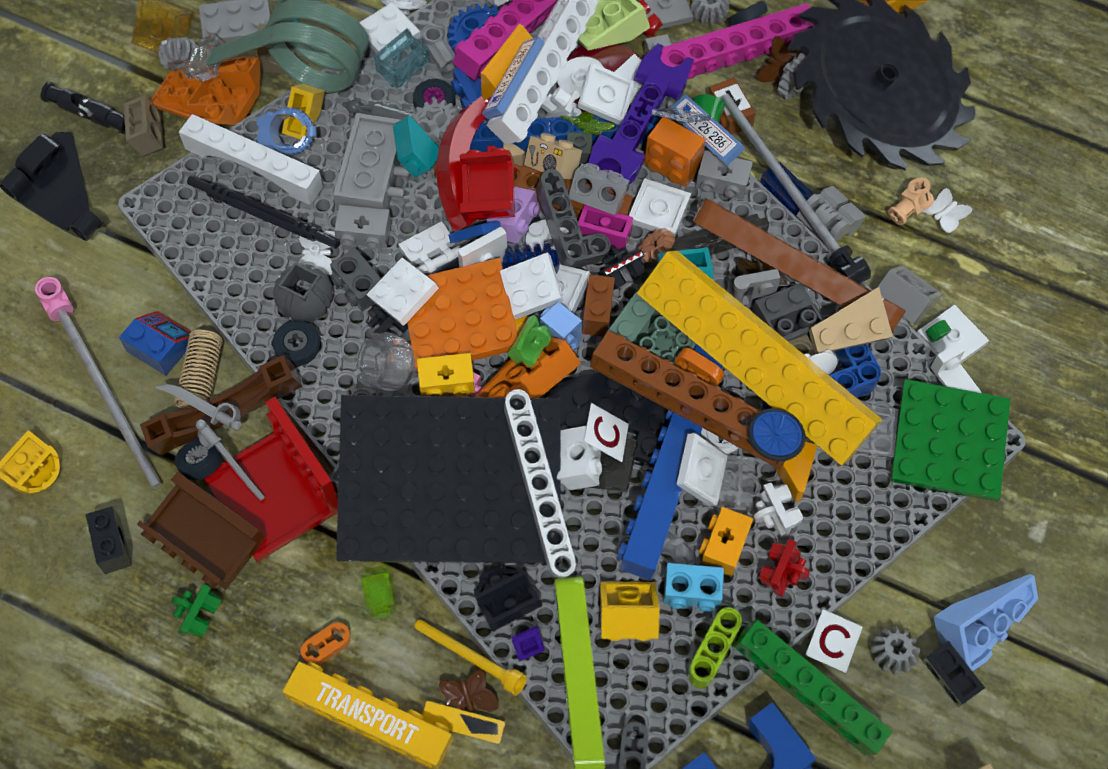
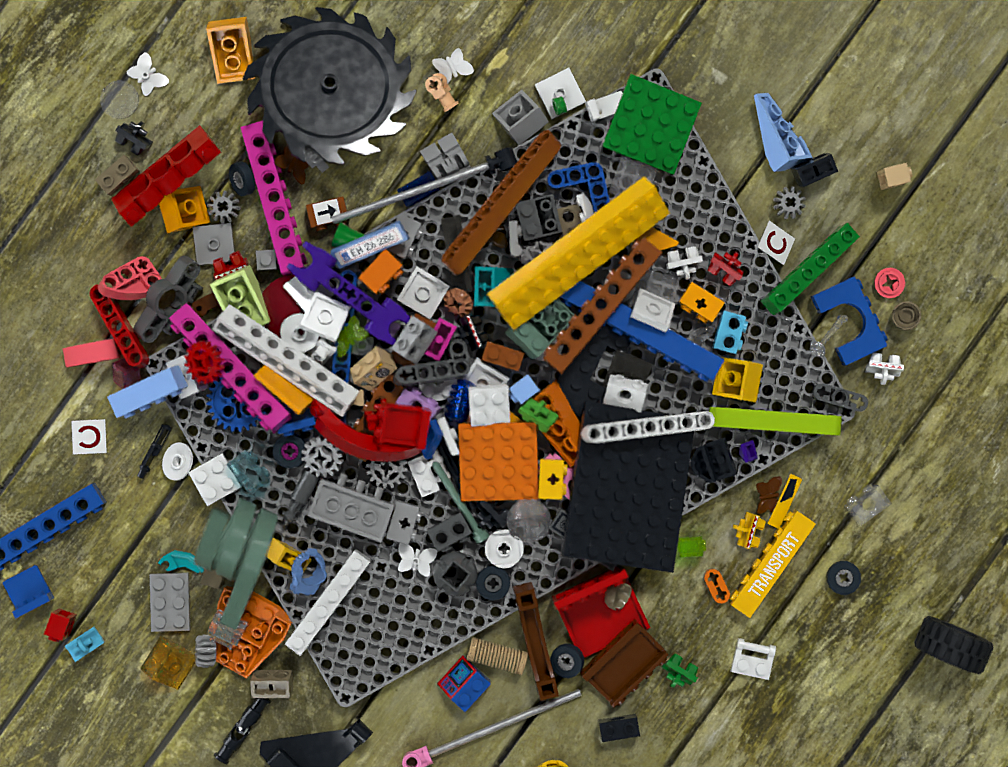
camera: 80 degrees left, 25 degrees up
(210, 439) = (562, 649): light grey sword -> none
(213, 713) = (753, 665): none -> white plate
(217, 414) = (536, 653): light grey sword -> none
(263, 212) = (375, 597): black axle -> none
(296, 503) = (617, 595): none -> dark tan hair
(331, 341) = (496, 556): none -> white plate
(360, 315) = (479, 534): none -> sand green piece
(399, 674) = (746, 530): none -> yellow hips
(402, 291) = (474, 500): white plate -> none
(414, 147) = (349, 474): teal slope -> none
(438, 47) = (246, 439): light grey piece -> none
(511, 680) = (771, 465): yellow piece -> none
(513, 78) = (305, 389): medium blue tile -> none
(606, 432) = (611, 370): white sticker -> none
(681, 115) = (358, 262): clear piece -> none
(698, 718) = (818, 348): none -> clear piece
(700, 366) = (577, 296): orange beam -> none
(721, 636) = (783, 330): lime beam -> none
(776, 434) = (645, 255): blue wheel -> none
(853, 326) = (560, 175): tan wing -> none

